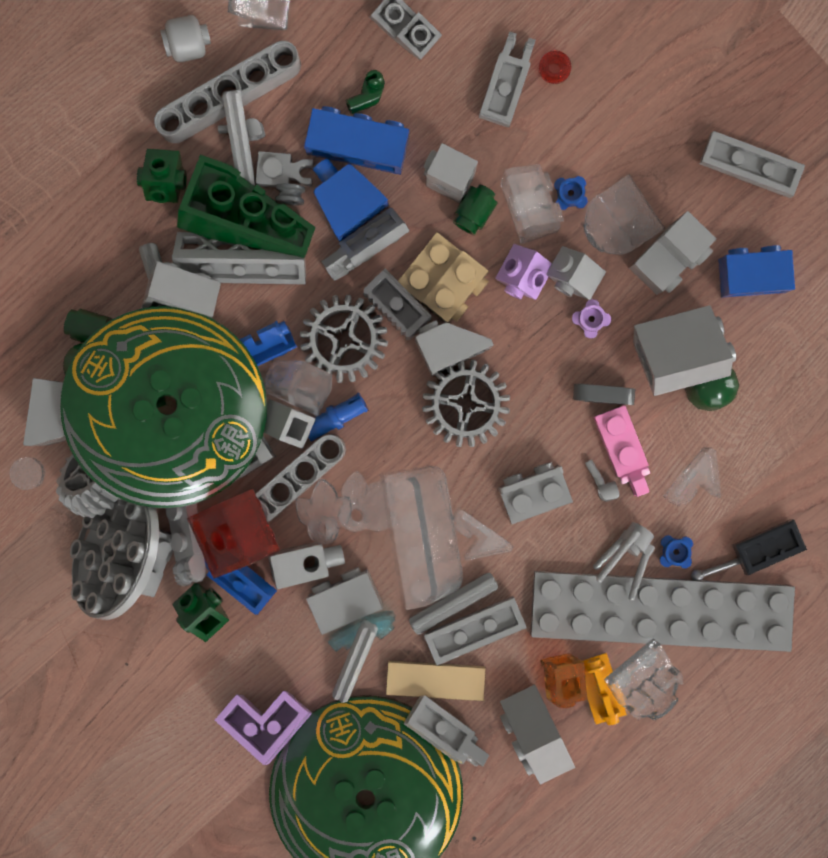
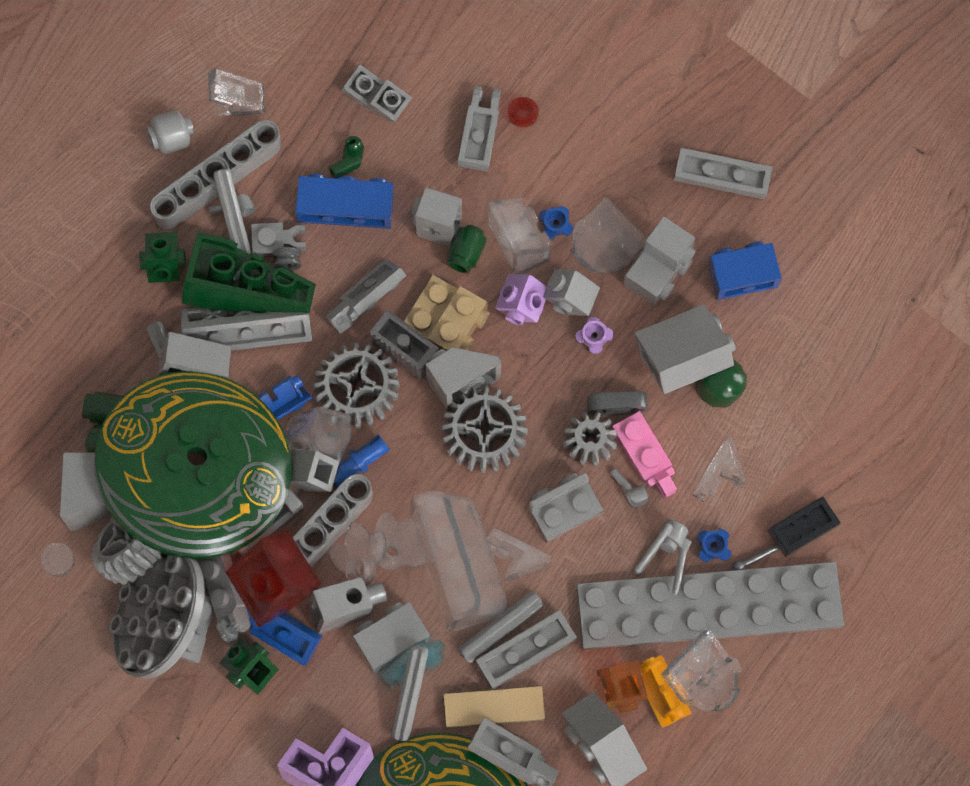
camera: 10 degrees left, 15 degrees down
(347, 198) = (342, 255): blue torso -> none
(570, 439) = (590, 450): none -> light grey gear

